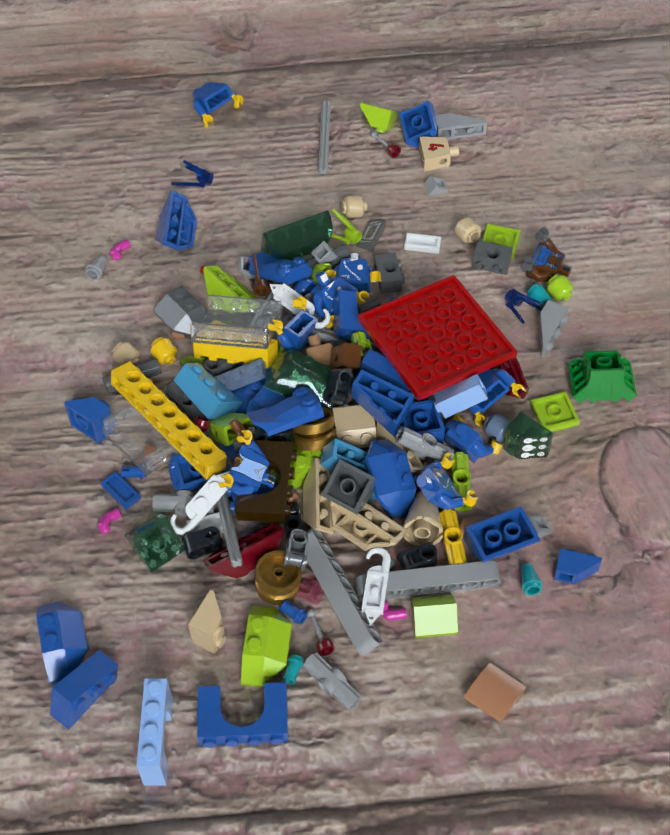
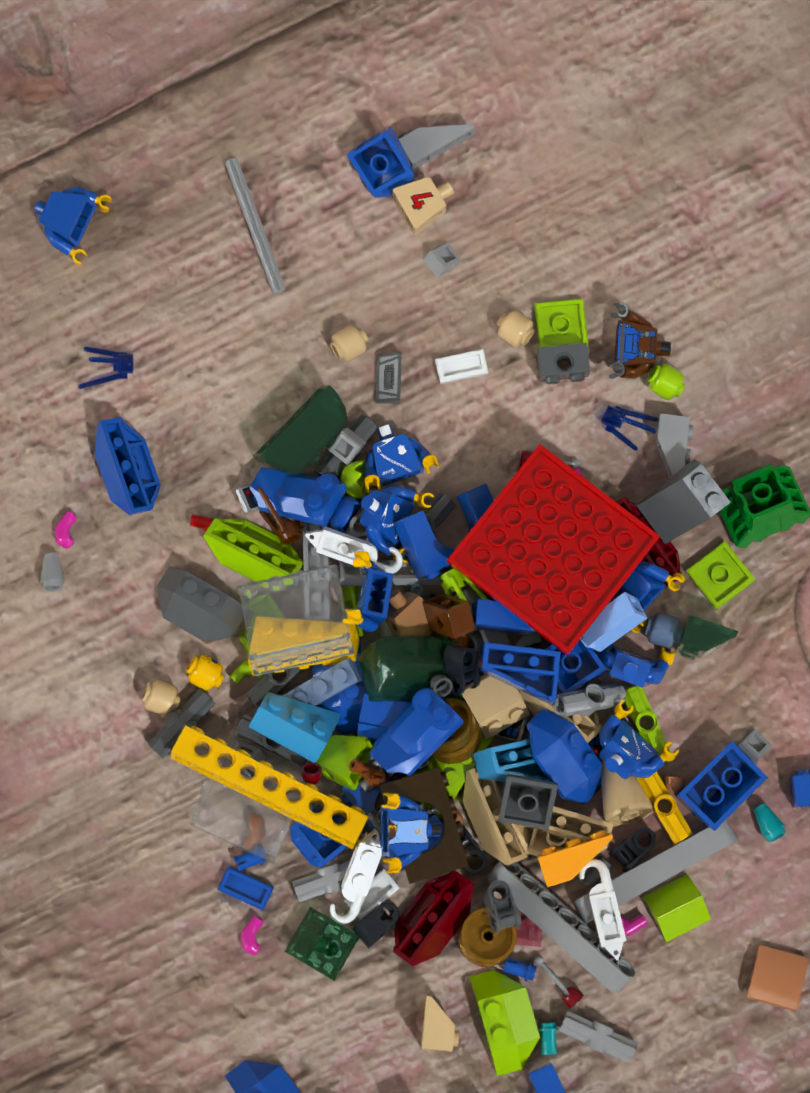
camera: 25 degrees left, 25 degrees up
(88, 416) = (167, 811): blue slope -> none
(229, 531) = (411, 909): light grey axle -> none
(319, 386) = (441, 687): none -> dark grey hinge
(351, 233) = (366, 390): lime plant -> none
(361, 537) = (566, 862): none -> light orange slope
(379, 117) = (317, 162): lime slope -> none
(390, 272) = (434, 423): dark grey brick -> none
(393, 150) = (358, 216): dark red hinge -> none
(539, 293) = (645, 402): teal cone -> none
(544, 350) = (683, 502): none -> dark grey slope

